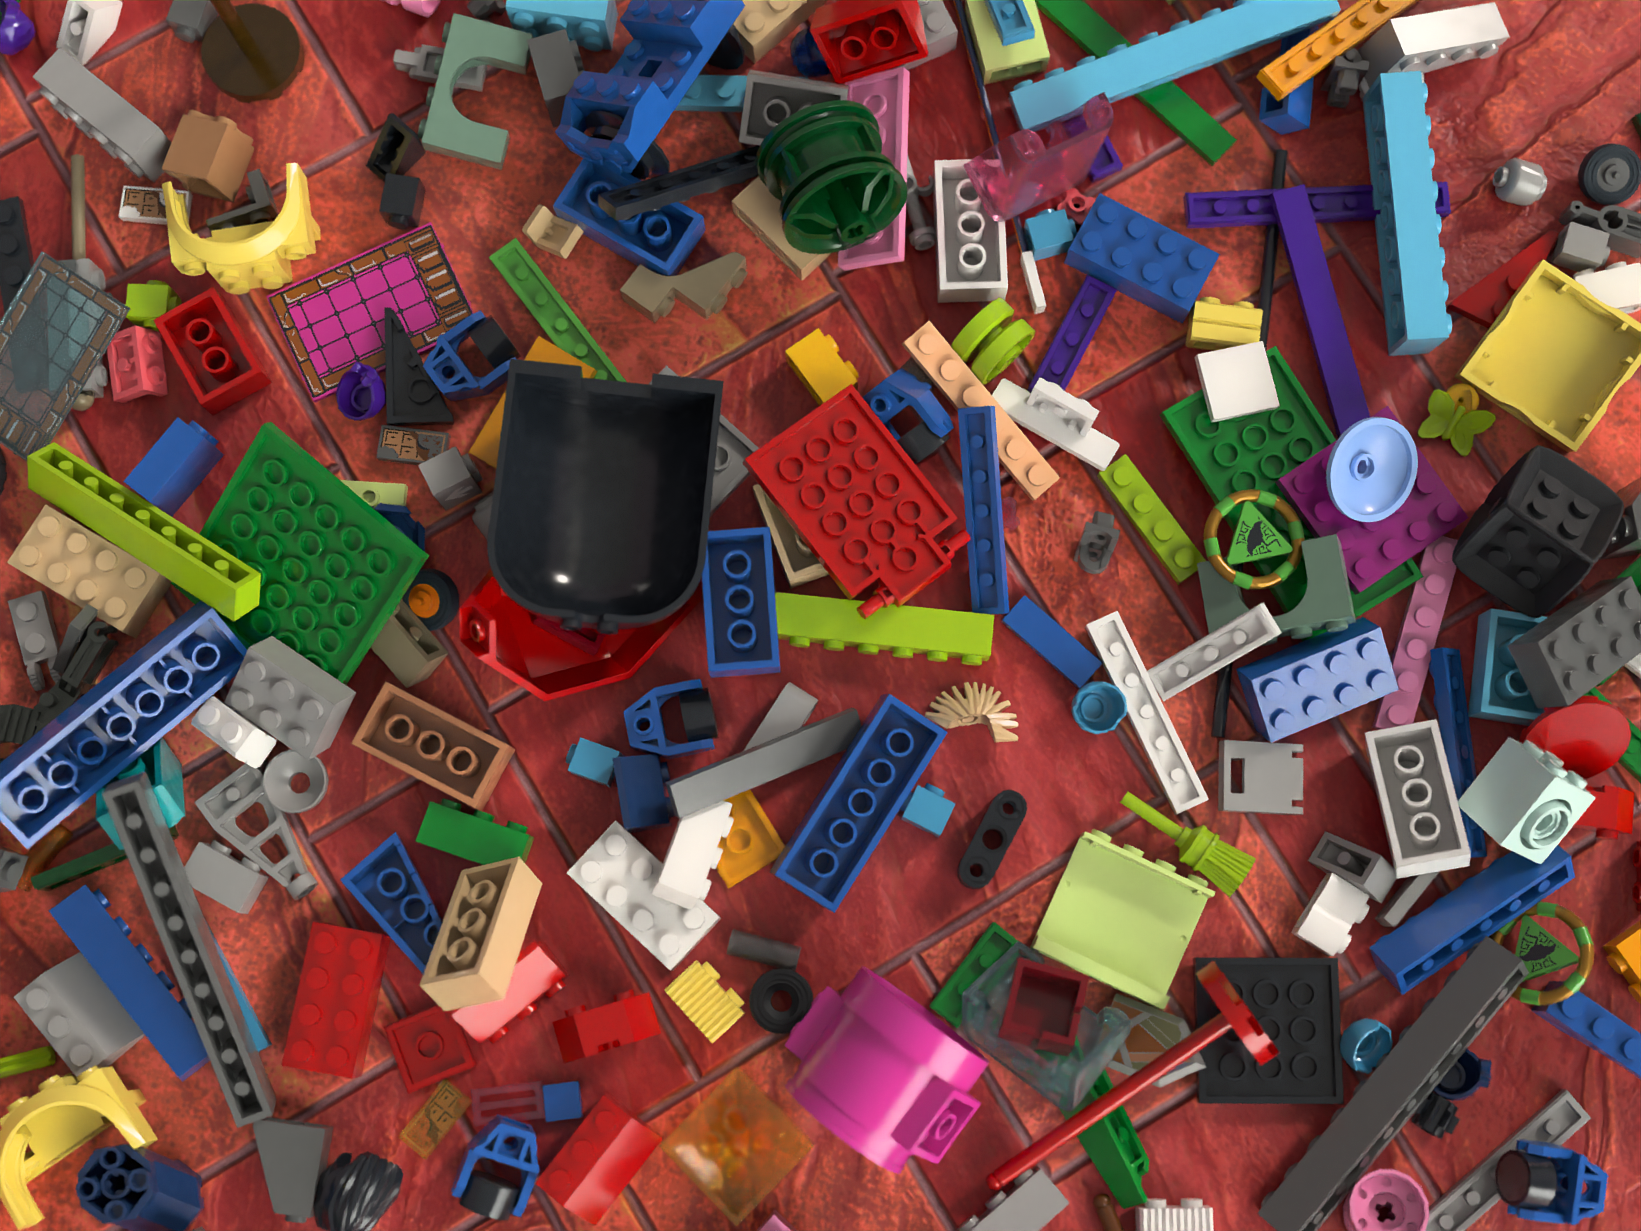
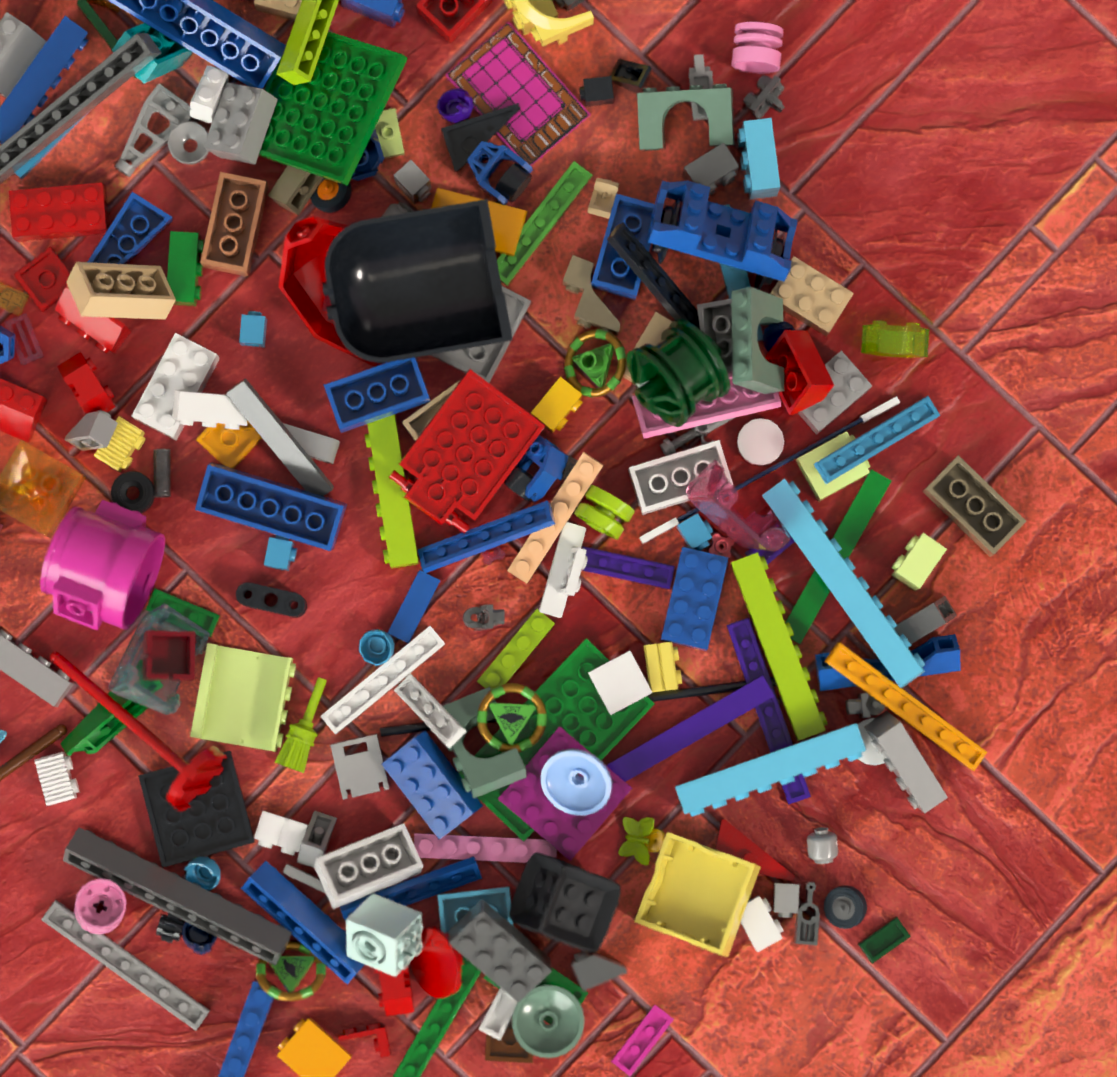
camera: 70 degrees right, 5 degrees up
(224, 876) = (117, 117): light grey brick -> none
(410, 444) = (432, 150): tile -> none
(562, 1101) = (34, 372): blue tile -> none
(643, 792) = (240, 364): dark blue slope -> none
(676, 1034) = (92, 431): none -> light grey slope
(697, 718) = (300, 387): blue piece -> none
(772, 59) = (749, 366): none -> sand green arch
(778, 300) = (595, 363): none -> bright green piece
(946, 119) = (760, 442): none -> white tile
(973, 710) = (355, 567): tan hair -> none
(1150, 1036) = (172, 730): tile -> none
(1236, 163) = (778, 646): none -> lime brick
(1534, 1187) = (144, 991): piece -> none

